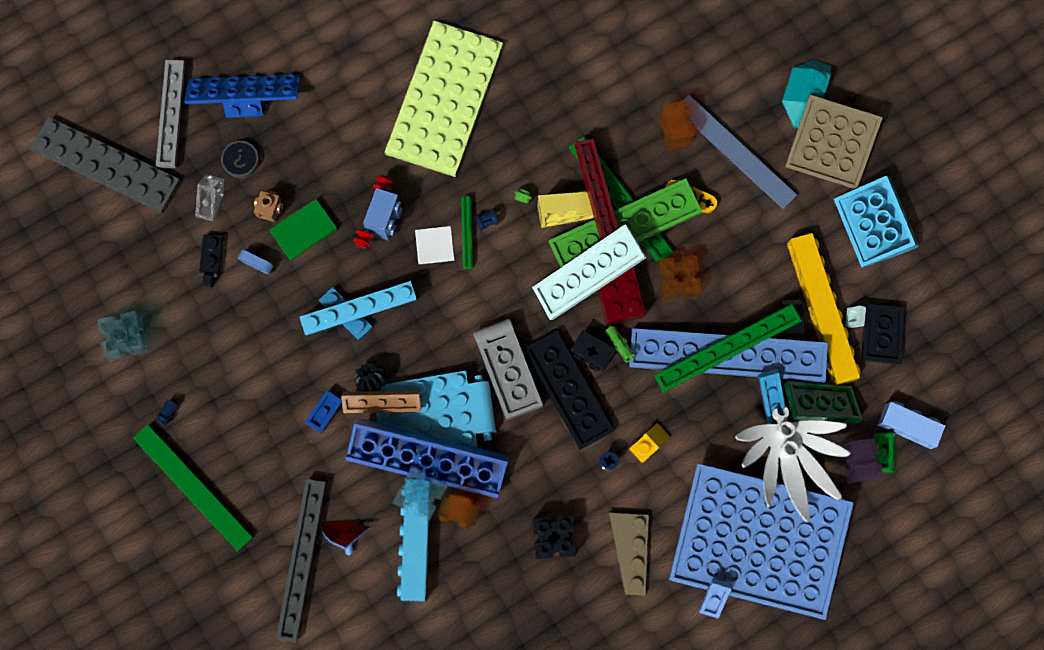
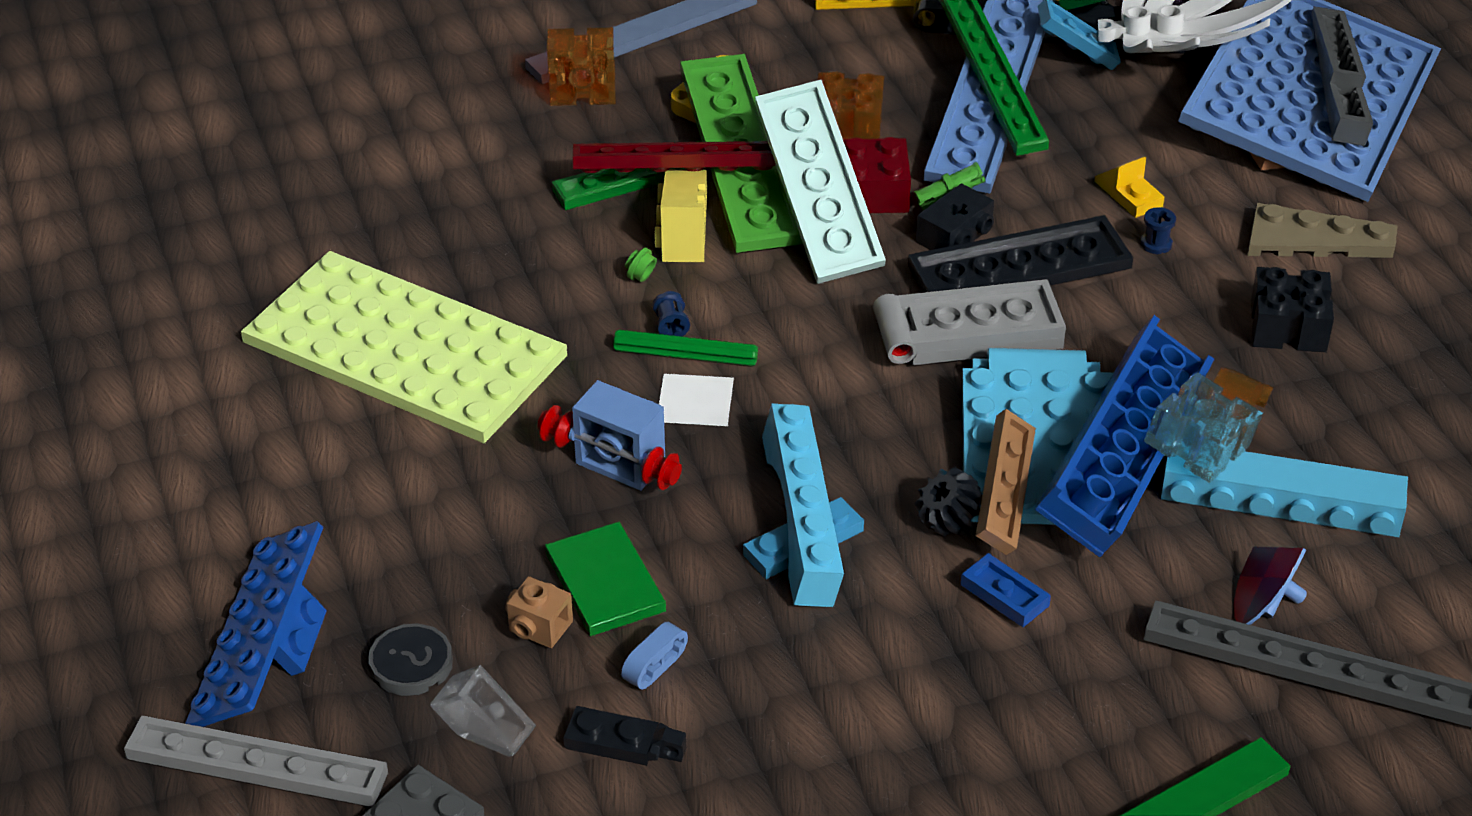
camera: 75 degrees left, 35 degrees down
(715, 598) = (1406, 143): medium blue plate -> none
(768, 555) = (1341, 77): none -> dark grey slope

